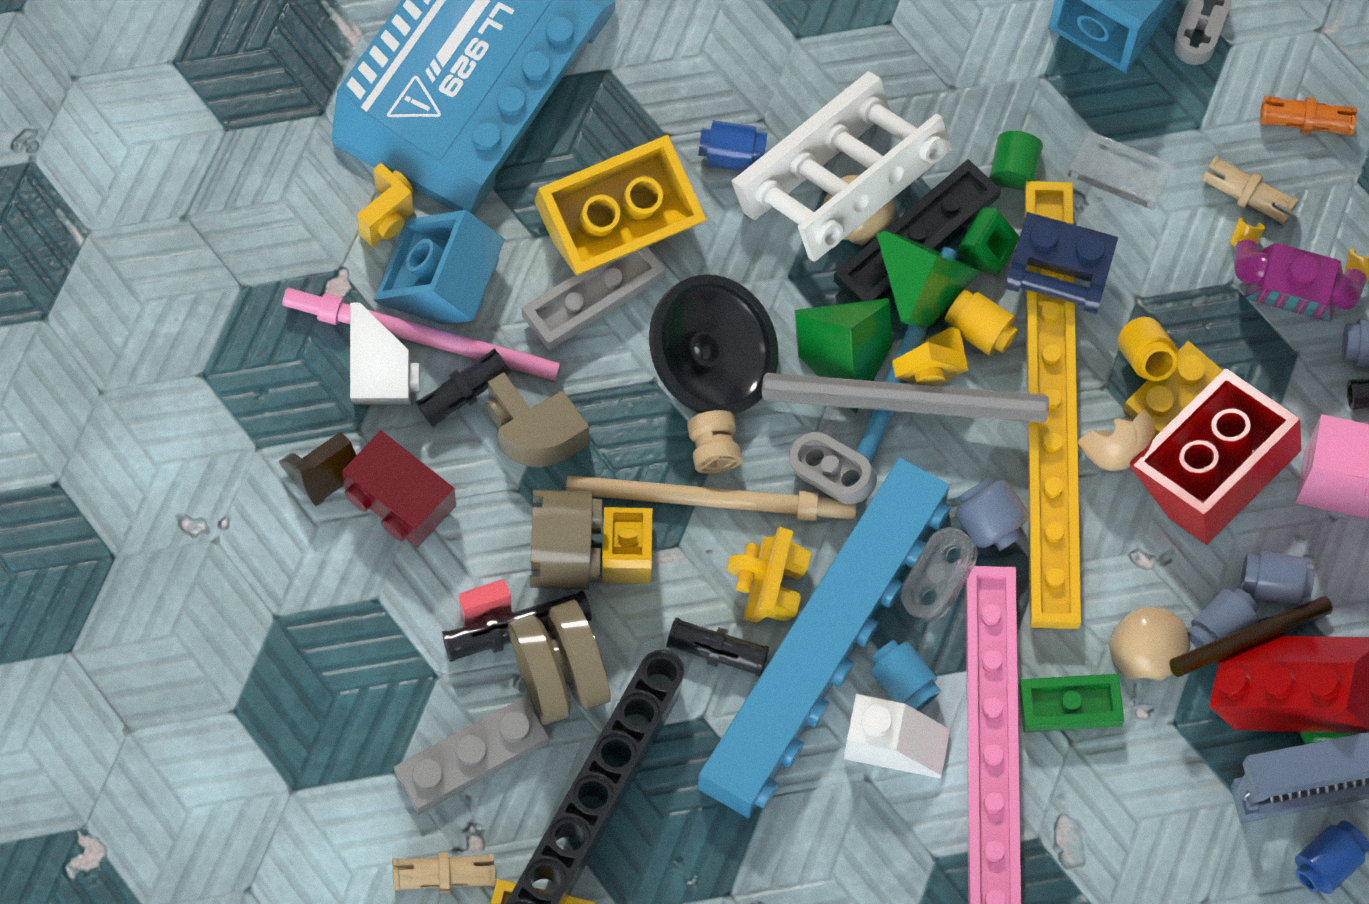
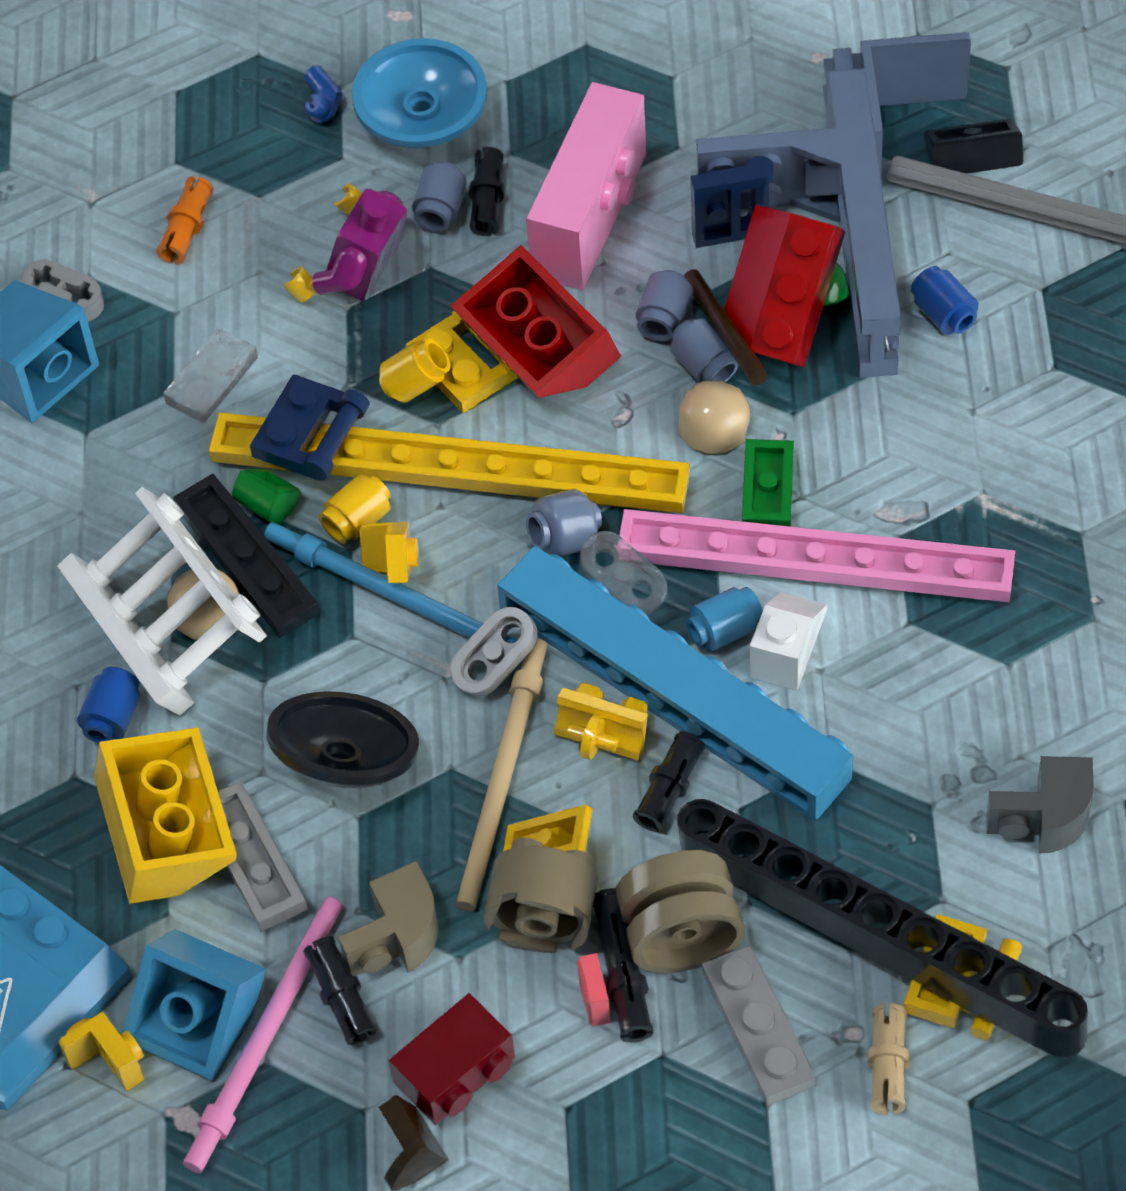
camera: 75 degrees left, 10 degrees down
(379, 363) = (296, 1069): white slope -> none
(714, 442) = (444, 757): tan wheel -> none
(845, 339) = (355, 634): green slope -> none
(905, 397) = (428, 581): light grey axle -> none
(922, 278) = (301, 541): green slope -> none
(1016, 159) = (178, 462): green brick -> none
(1119, 449) = (509, 403): tan hair -> none
(1250, 190) = (254, 276): tan pin -> none

